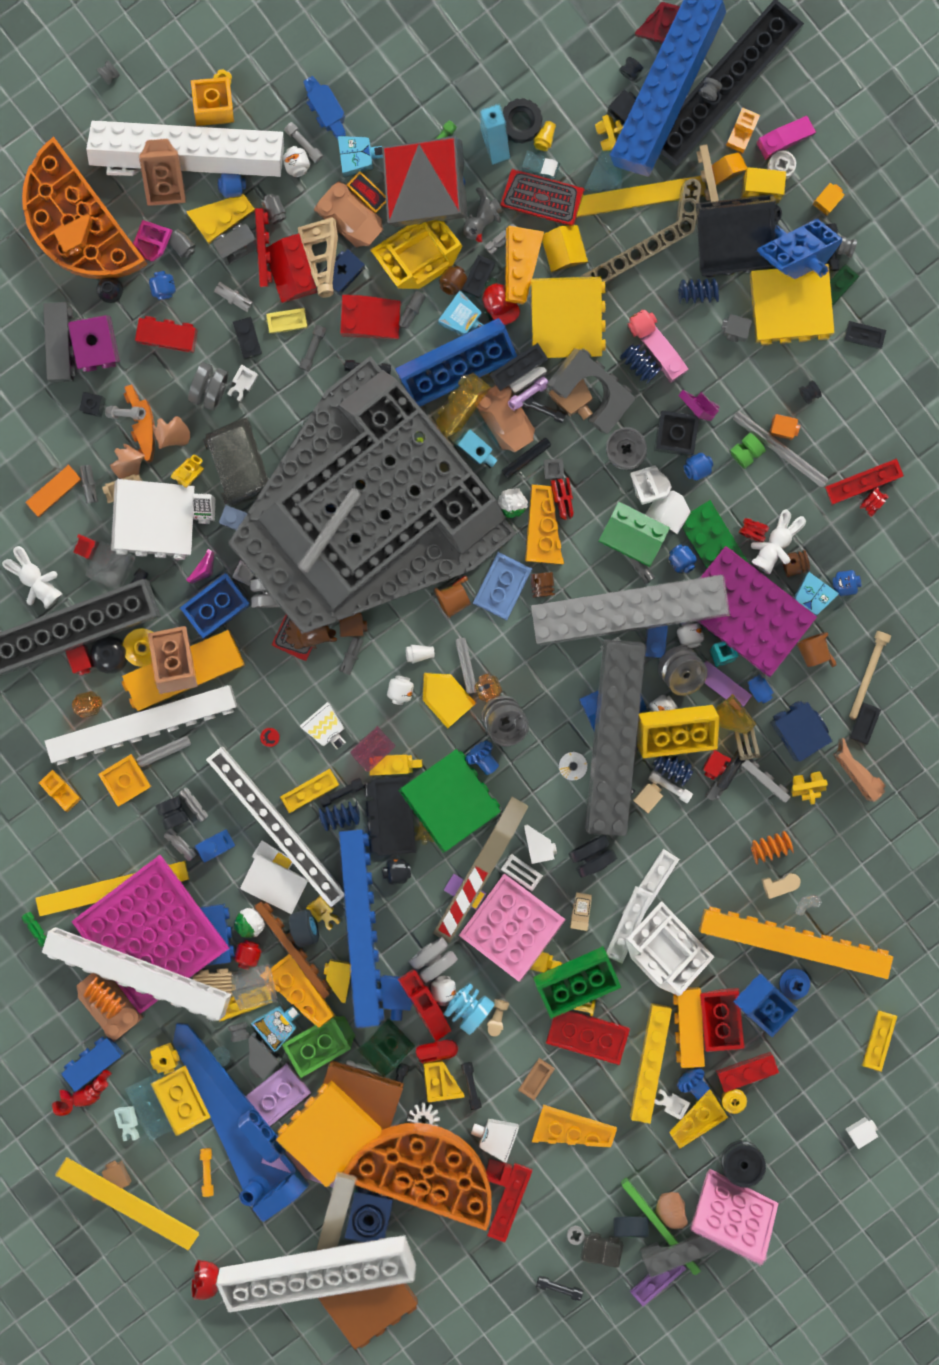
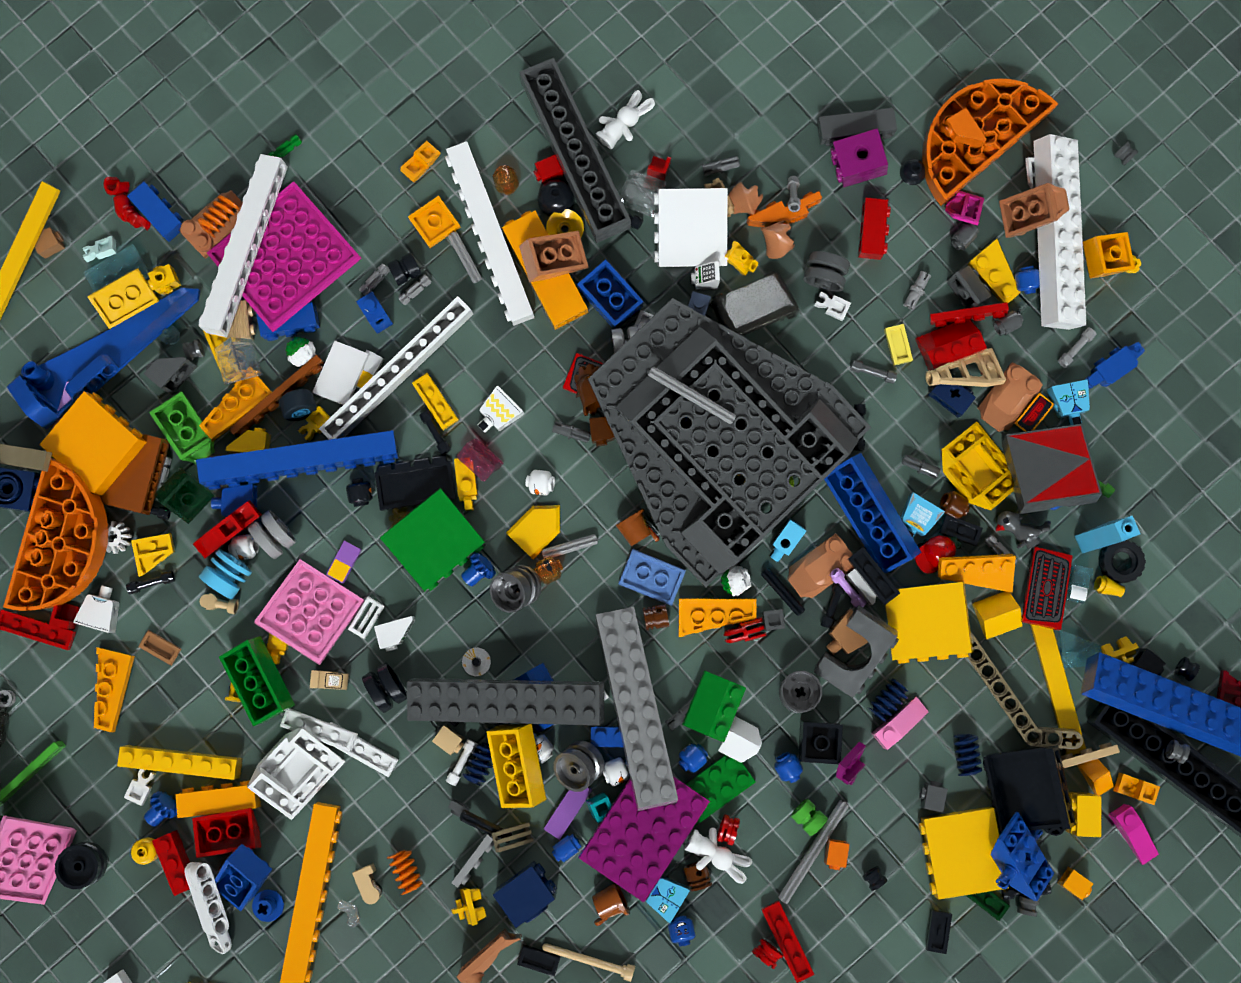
camera: 85 degrees right, 5 degrees down
(53, 490) = (711, 133): orange tile -> none
(92, 404) = (799, 162): black brick -> none
(92, 892) = (323, 201): yellow tile -> none
(162, 285) = (921, 220): blue head -> none
(203, 569) = (647, 282): dark pink slope -> none
(206, 1156) = (40, 331): light orange bar -> none
(247, 338) = (877, 307): black plate -> none
(247, 954) = (269, 352): red head -> none
(270, 737) = (485, 358): red tile -> none
(276, 1026) = (200, 385): torso -> none
(278, 1094) = (134, 393): lavender tile -> none
(296, 161) = (1057, 341): white head -> none
(340, 816) = (410, 432): dark blue piece -> none
(370, 317) = (909, 425): red slope -> none
(418, 653) = (578, 498): white cone -> none
(436, 1051) = (183, 545): red arm -> none
(461, 404) = (830, 521): clear yellow slope -> none
(481, 869) = (366, 576): dark tan beam -> none
(588, 1036) = (205, 698): red tile -> none
(631, 1227) = (13, 754): black wheel -> none
(642, 324) = (928, 699): coral head -> none
(650, 484) = (766, 719): white slope -> none
(671, 1210) = (31, 794): nougat hair -> none
(699, 1119) = (124, 816): yellow wing -> none
(715, 764) = (486, 806): red brick -> none
(734, 716) = (536, 822): clear yellow slope -> none
(782, 162) = (1109, 833): white wheel -> none
(790, 1039) = (207, 899): none -> white piece

